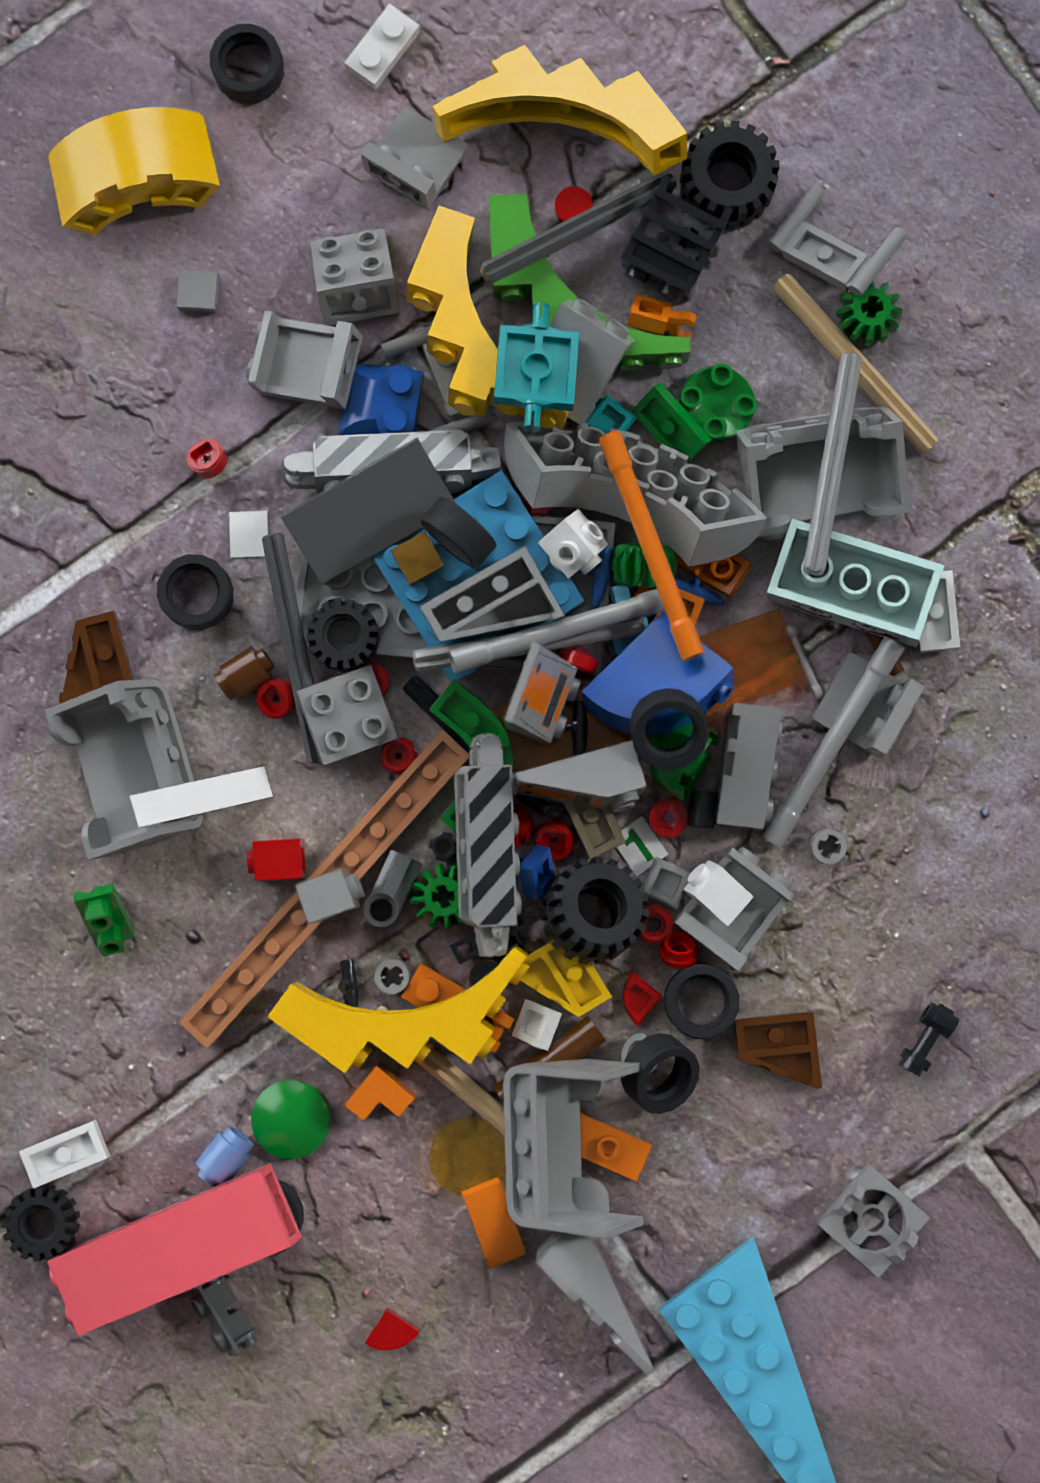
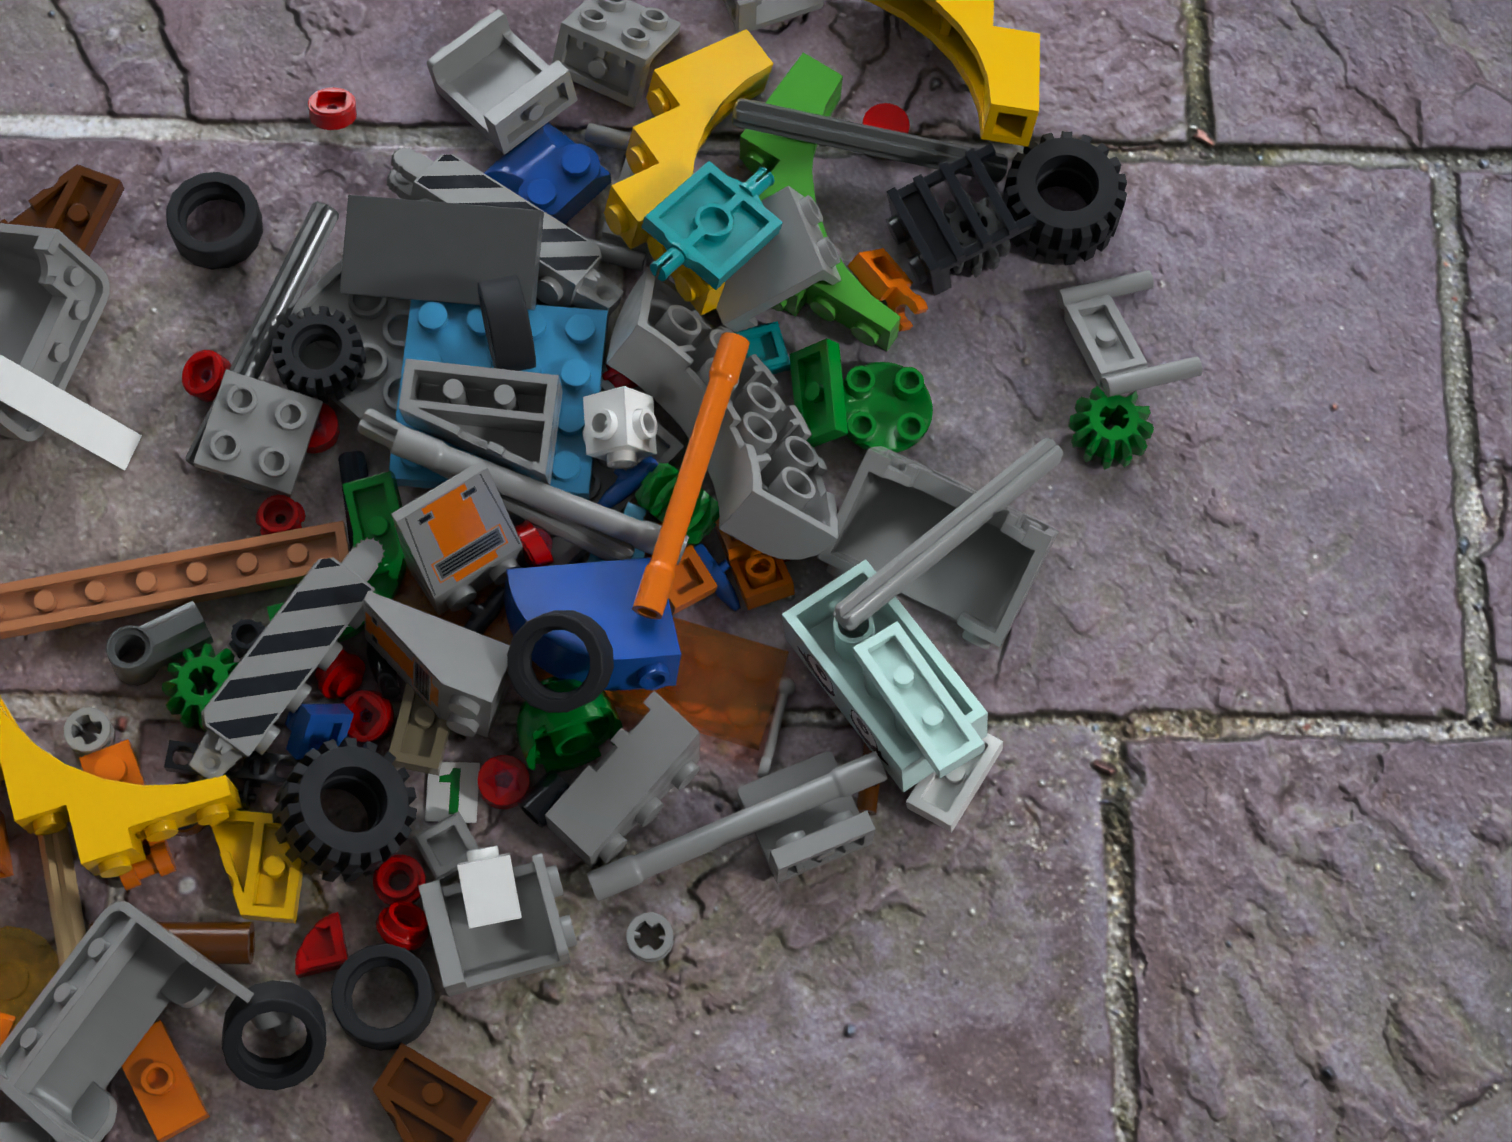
camera: 30 degrees right, 15 degrees down
(244, 673) = (196, 328): reddish brown brick -> none
(247, 533) = (313, 191): white sticker -> none
(277, 859) = (74, 529): red brick -> none
(330, 895) = (85, 586): light grey brick -> none
(348, 983) = (40, 707): black helmet -> none
(417, 558) = (450, 329): pearl gold tile -> none
(536, 1024) = (191, 891): white plate -> none
(869, 378) = (1061, 479): tan axle -> none
(900, 589) = (918, 699): none -> light aqua plate

